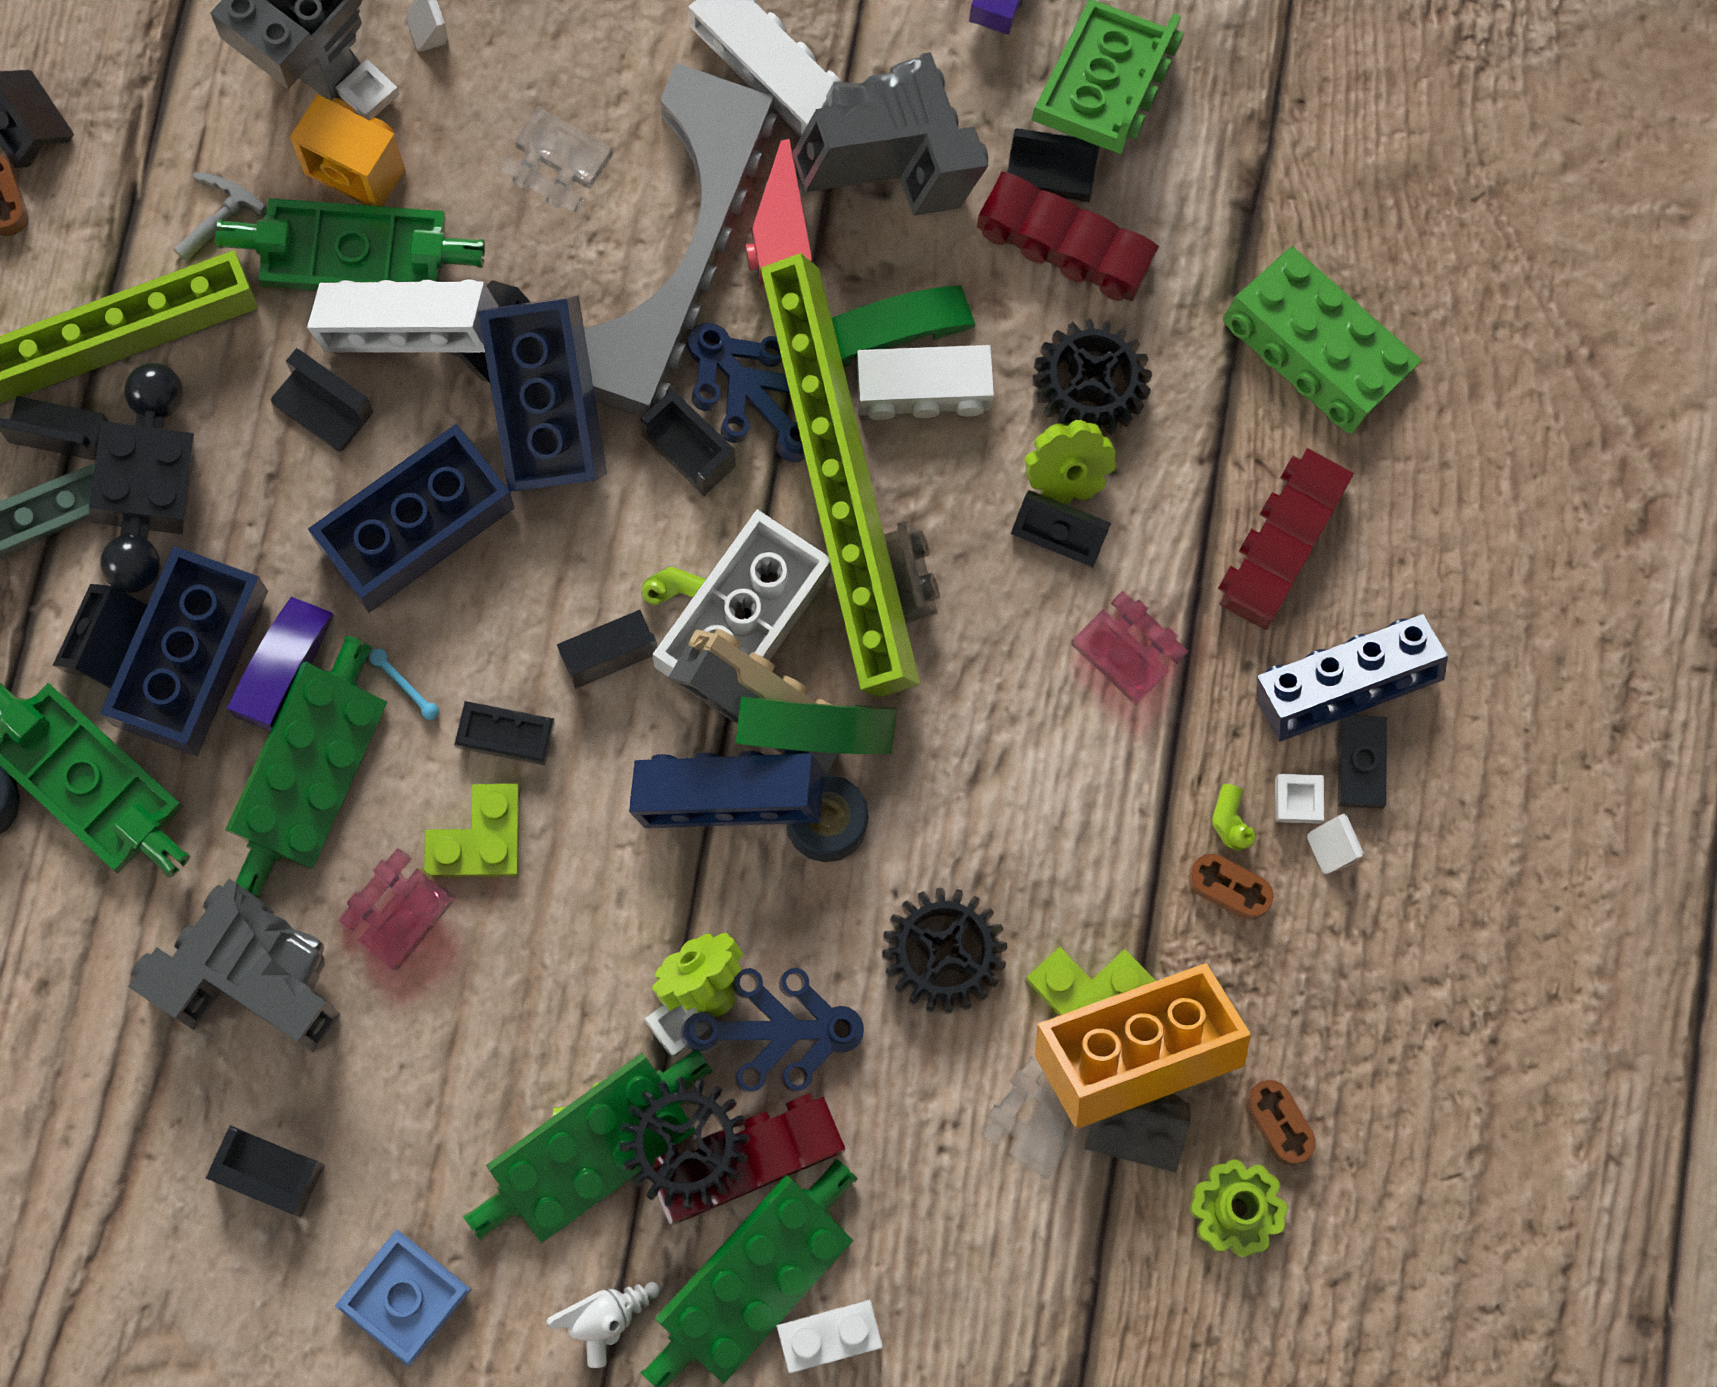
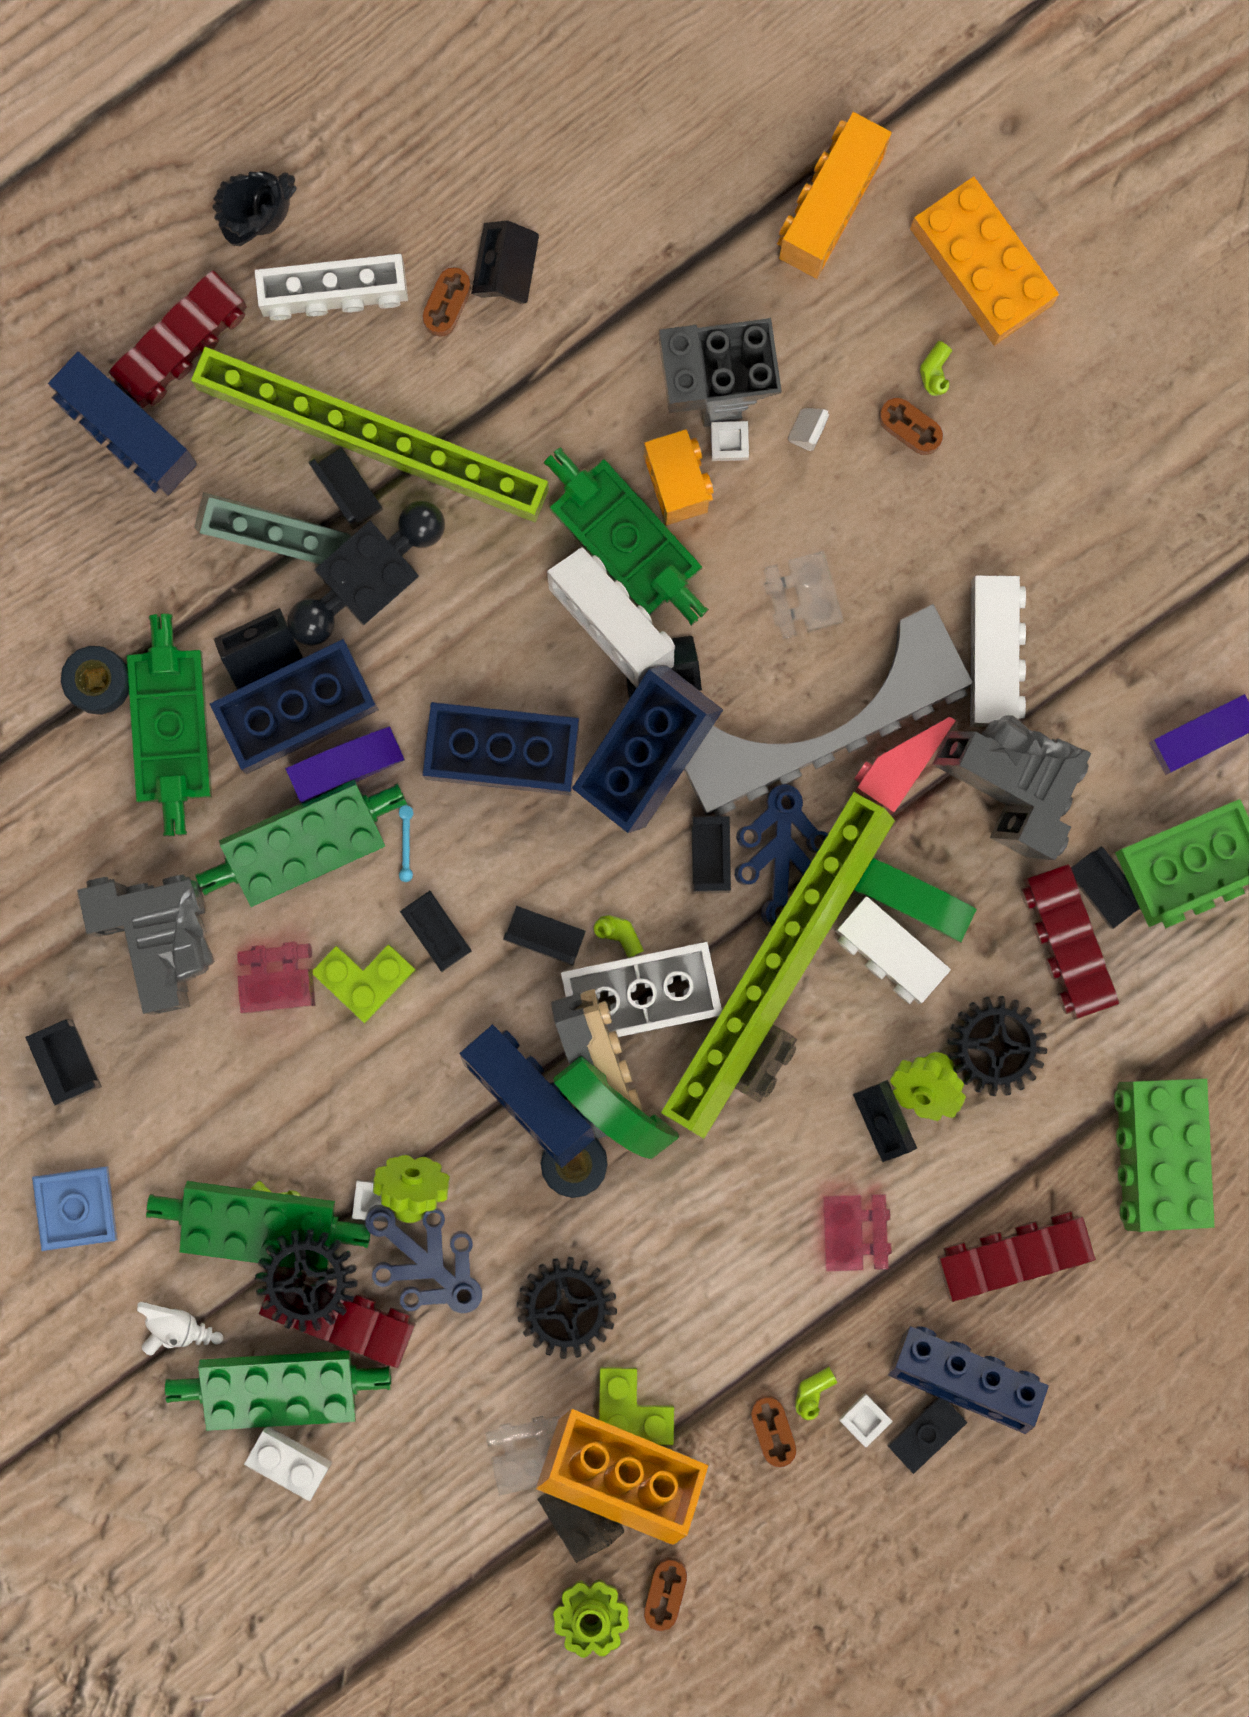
camera: 50 degrees right, 10 degrees up
(232, 206) = (556, 440): light grey piece -> none
(321, 401) = (516, 620): black panel -> none
(1335, 844) = (858, 1467): white slope -> none

